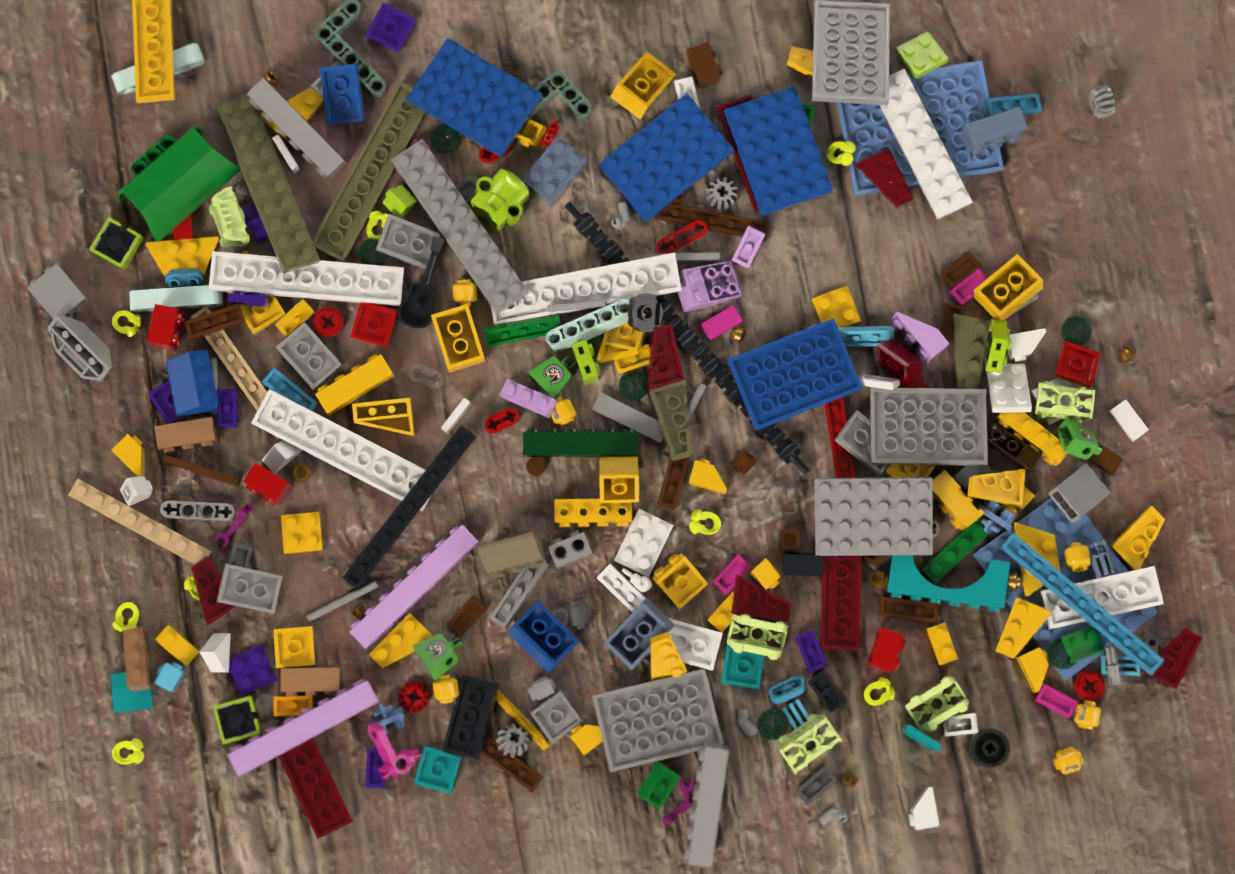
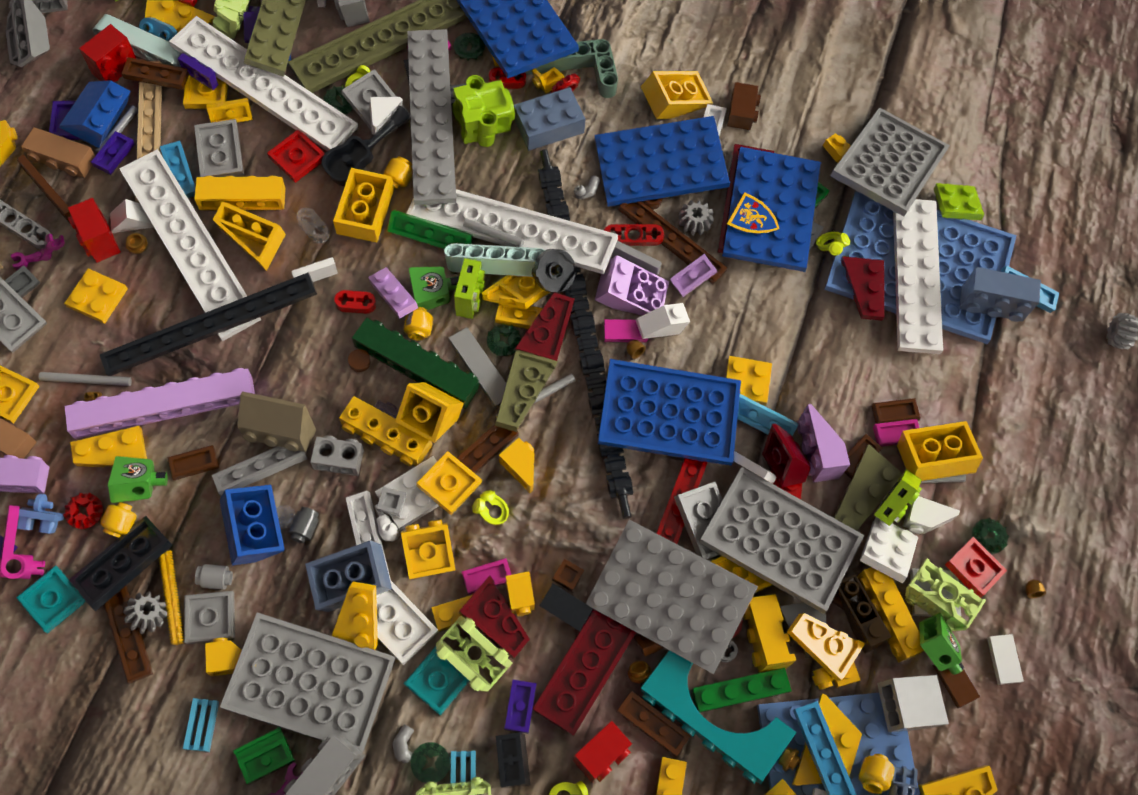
camera: 25 degrees right, 15 degrees down
(130, 331) = (76, 45): neon yellow piece -> none
(327, 313) = (249, 132): red gear -> none
(399, 201) = (392, 68): lime brick -> none
(420, 250) = (382, 110): none -> white slope
(594, 775) = (192, 721): none -> medium azure tile
(633, 562) = (391, 501): none -> light grey plate
(666, 524) = (449, 483): none -> yellow plate
(744, 461) = (568, 471): reddish brown plate -> none
(747, 301) = (663, 321): none -> white slope
(768, 170) = (753, 216): none -> sticker
(787, 689) = (469, 733): dark azure plate -> none
(1004, 520) = (812, 685): medium blue hips -> none

